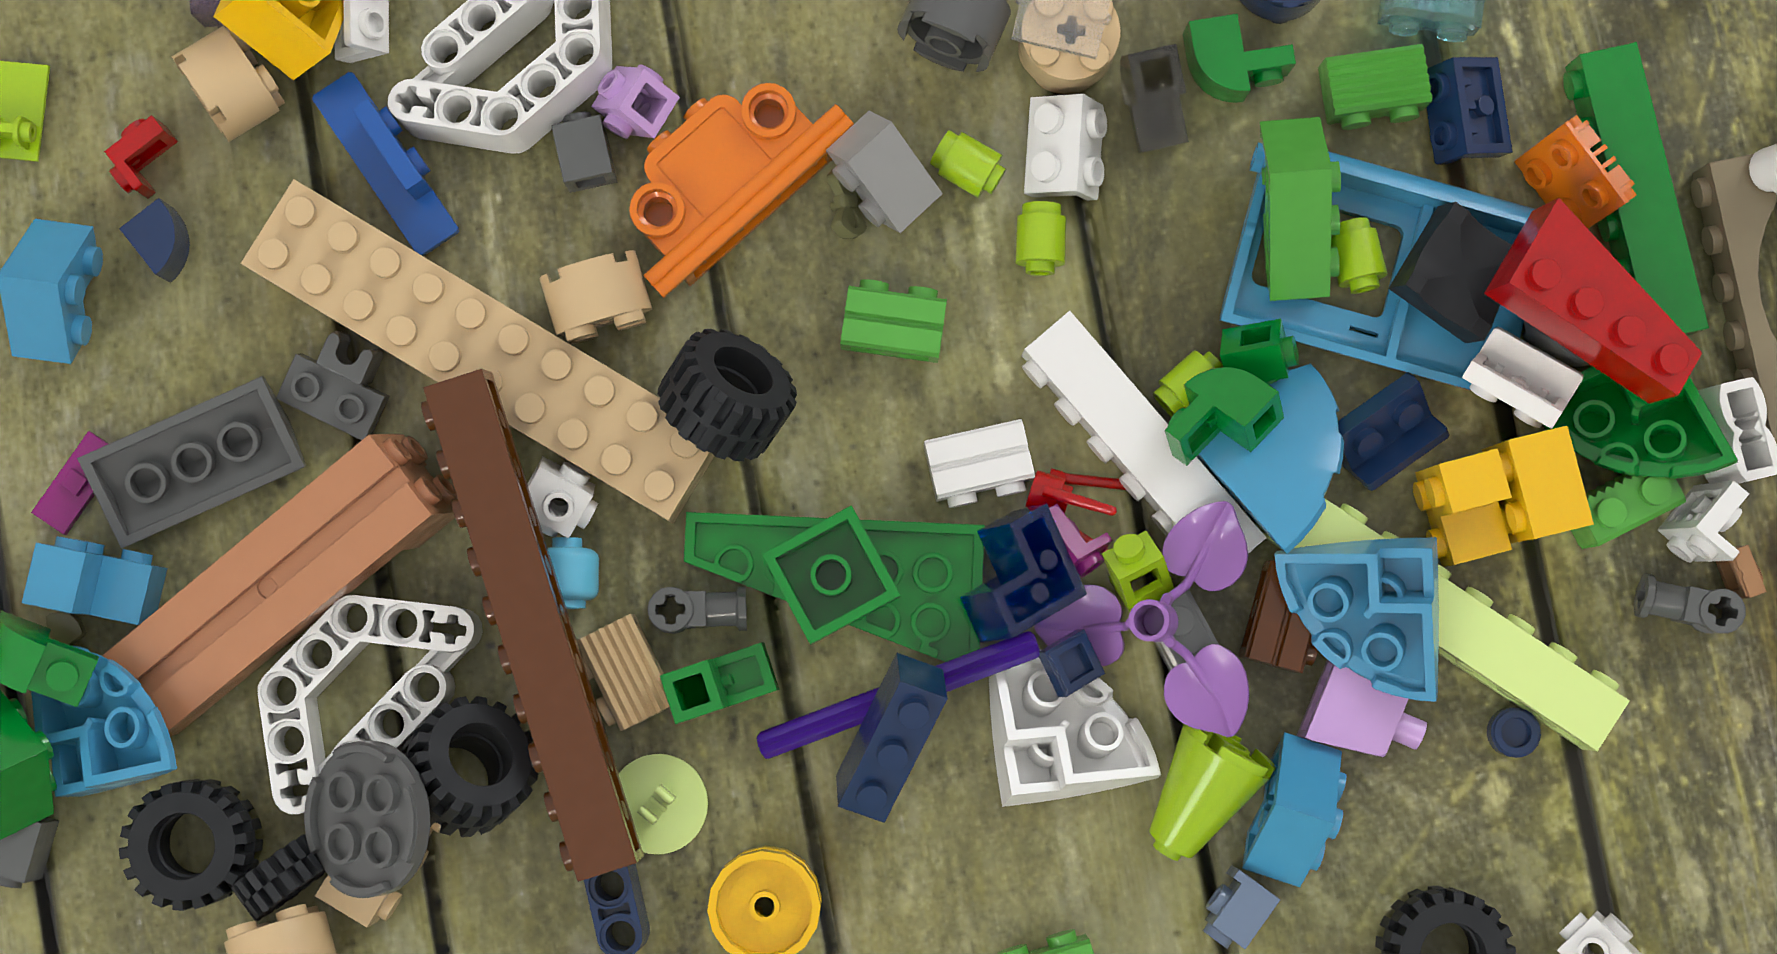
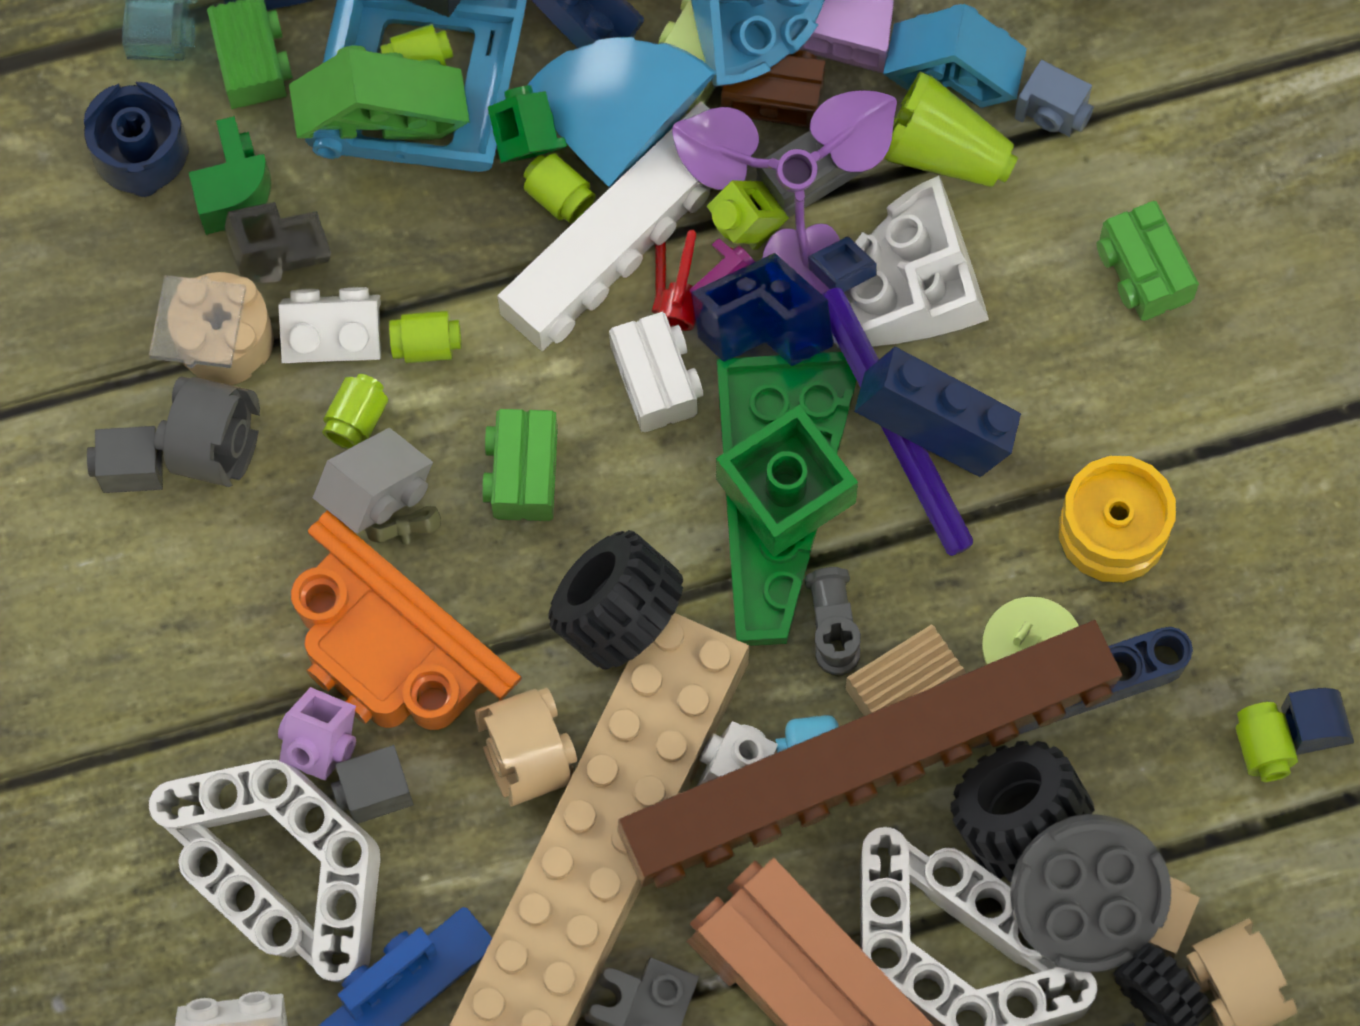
camera: 90 degrees left, 15 degrees down
(719, 682) = (906, 590): green brick -> none
(1226, 403) = (576, 137): green brick -> none

